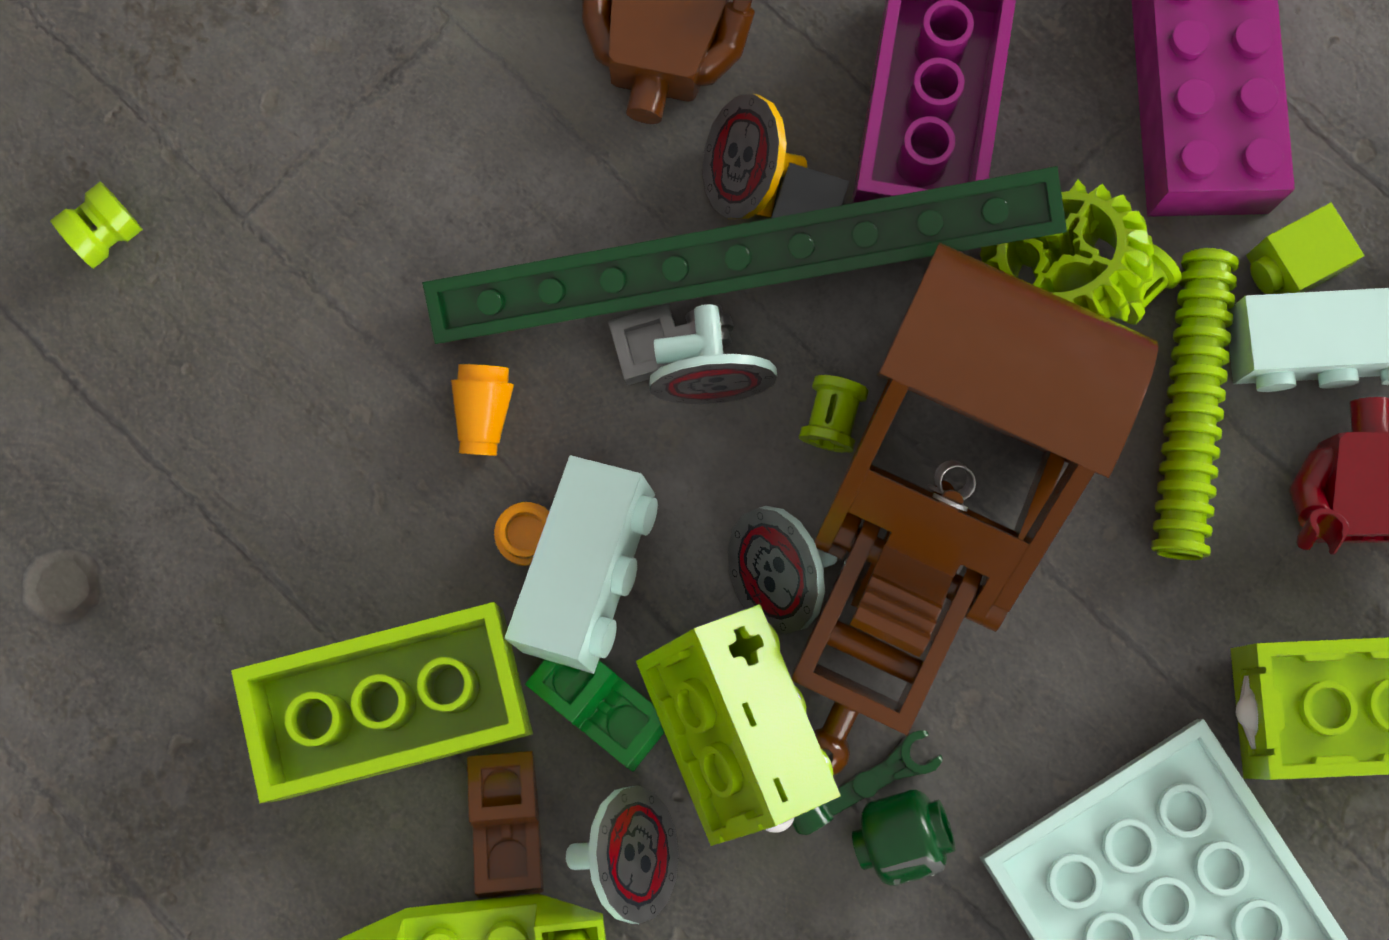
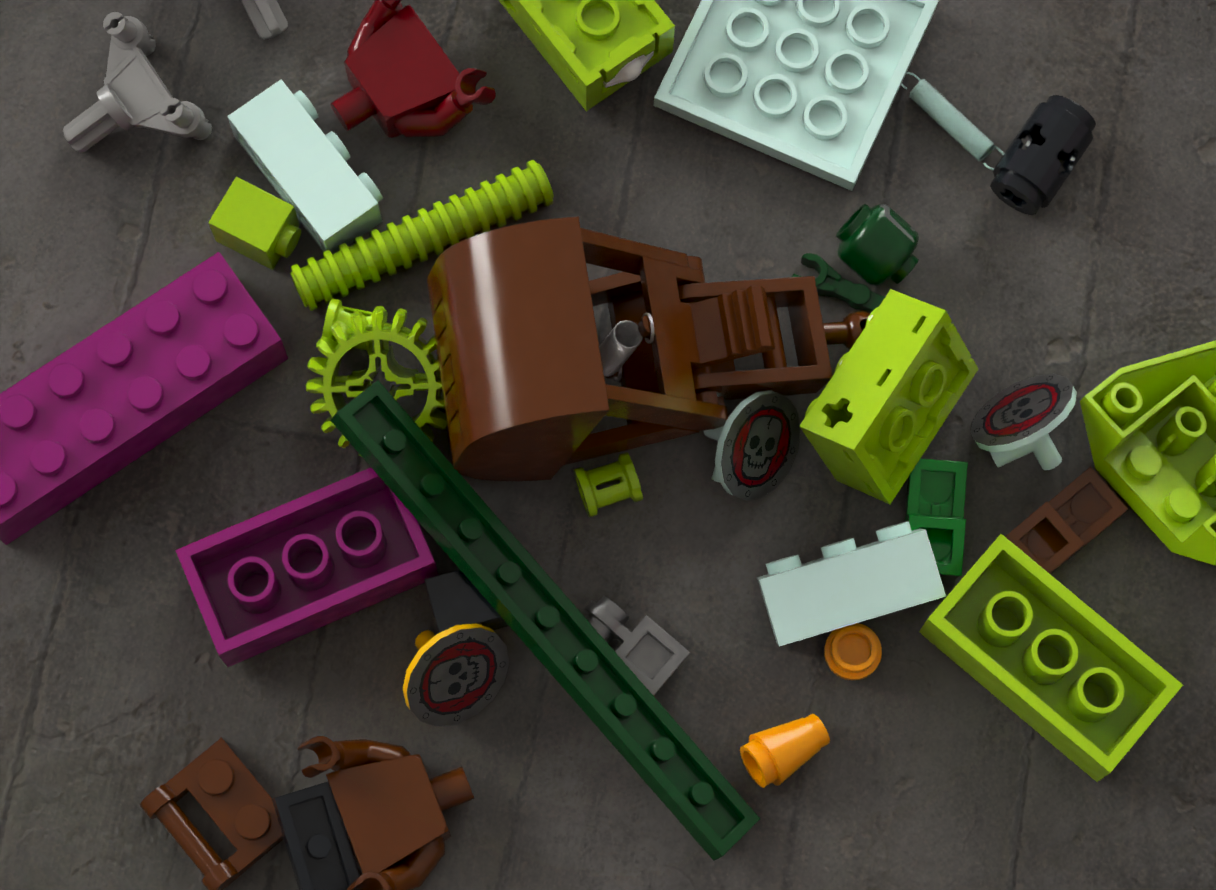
camera: 125 degrees left, 5 degrees down
(700, 369) = (628, 599): shield -> none

